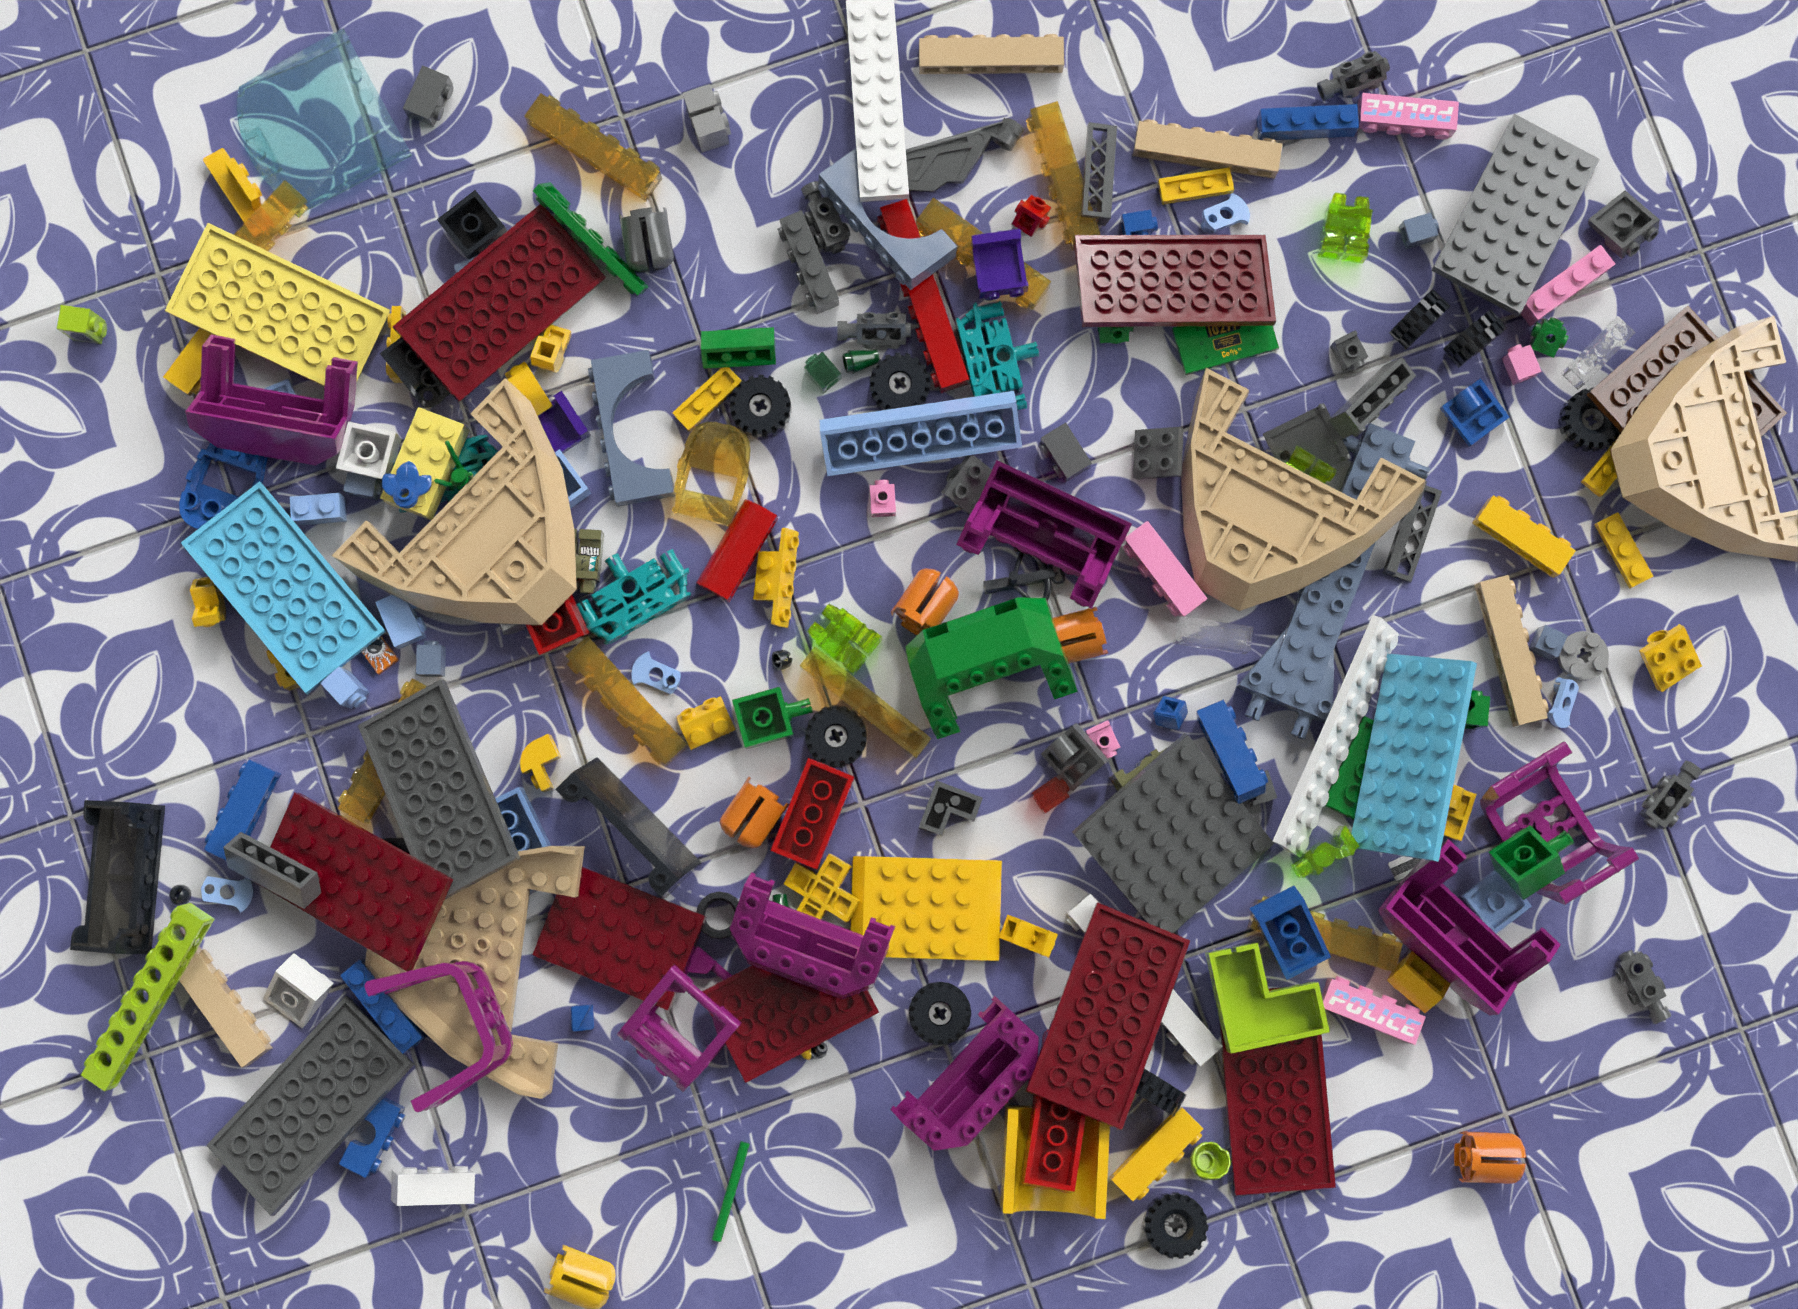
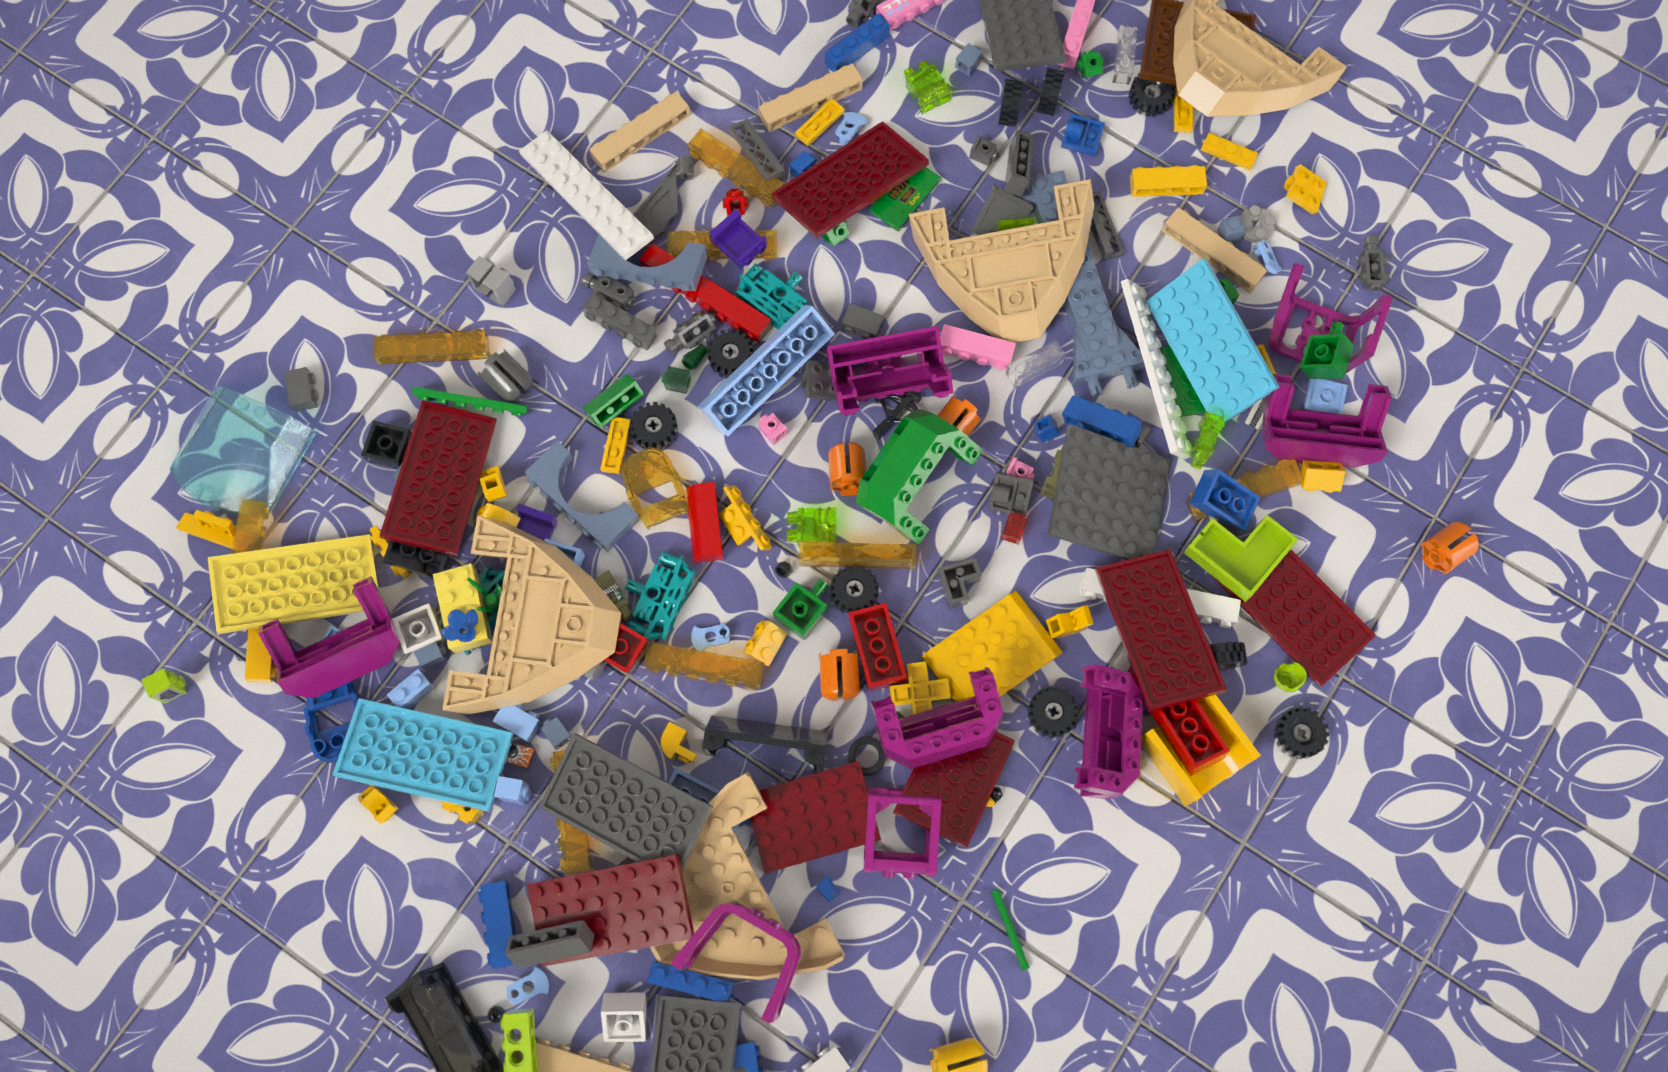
camera: 35 degrees left, 10 degrees down
(1156, 1153) = (1254, 696): yellow brick -> none
(1158, 453) = (918, 283): dark grey plate -> none
(1372, 1011) = (1311, 513): bright pink brick -> none
(1521, 364) = (1087, 90): bright pink brick -> none
(1640, 981) = (1448, 382): dark grey brick -> none

